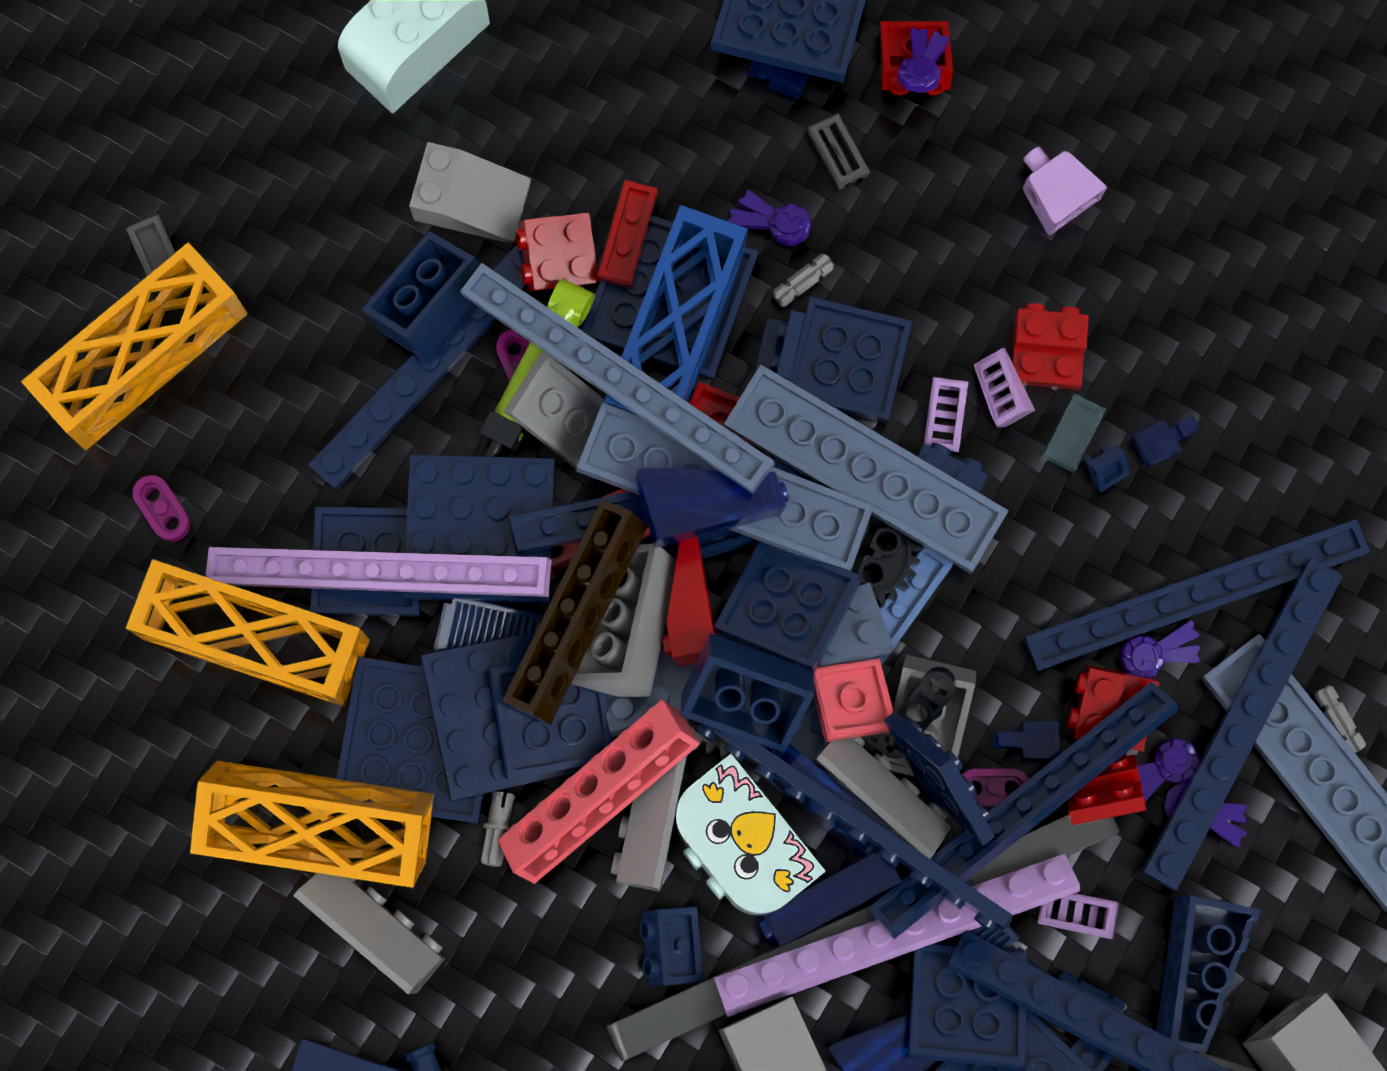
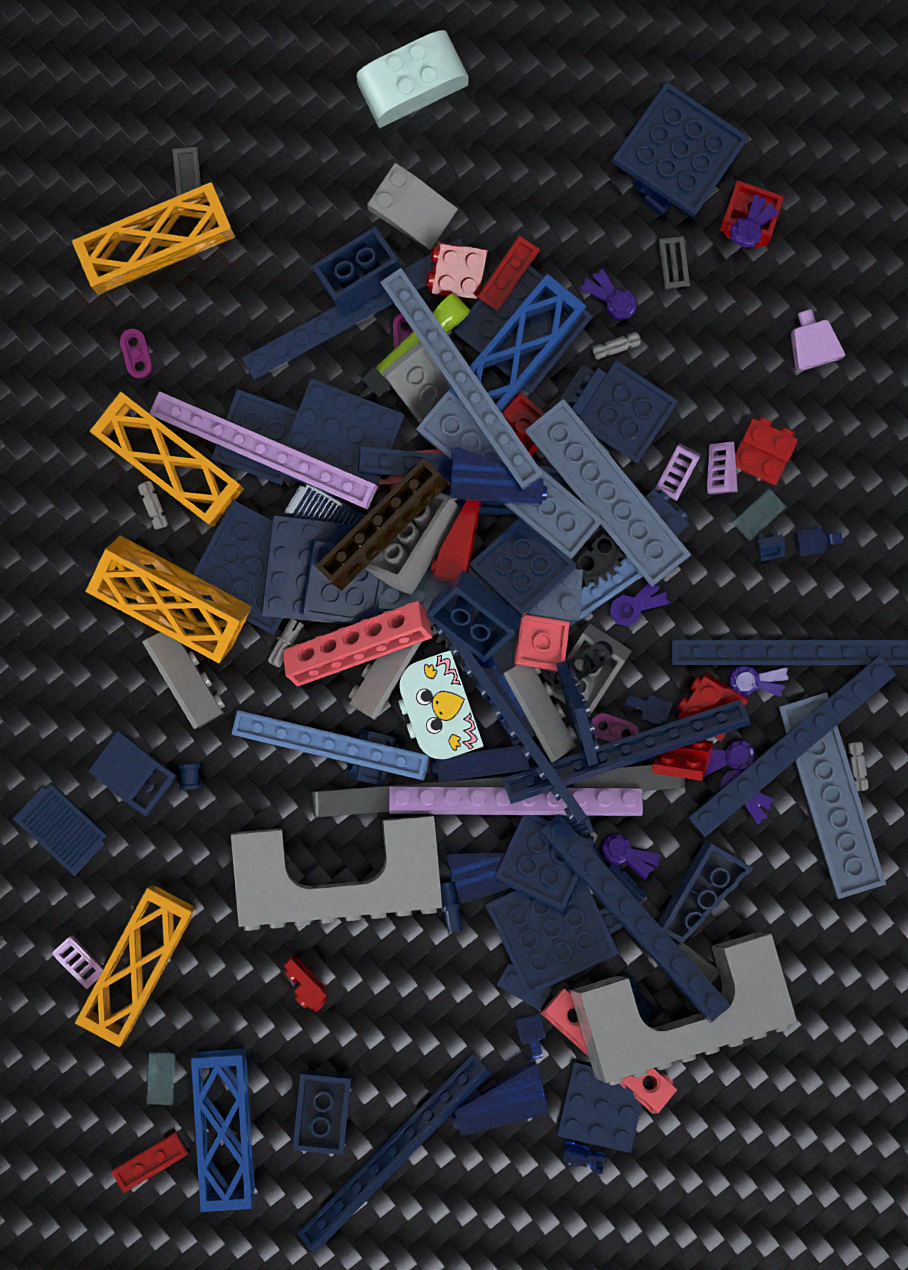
camera: 20 degrees right, 10 degrees up
(250, 704) = (153, 505): none -> light grey axle
(610, 949) = (330, 745): none -> medium blue tile
(948, 618) = (627, 609): none -> dark purple piece
(1063, 955) = (618, 851): none -> dark purple piece
(1109, 919) = (661, 833): lavender slope -> none

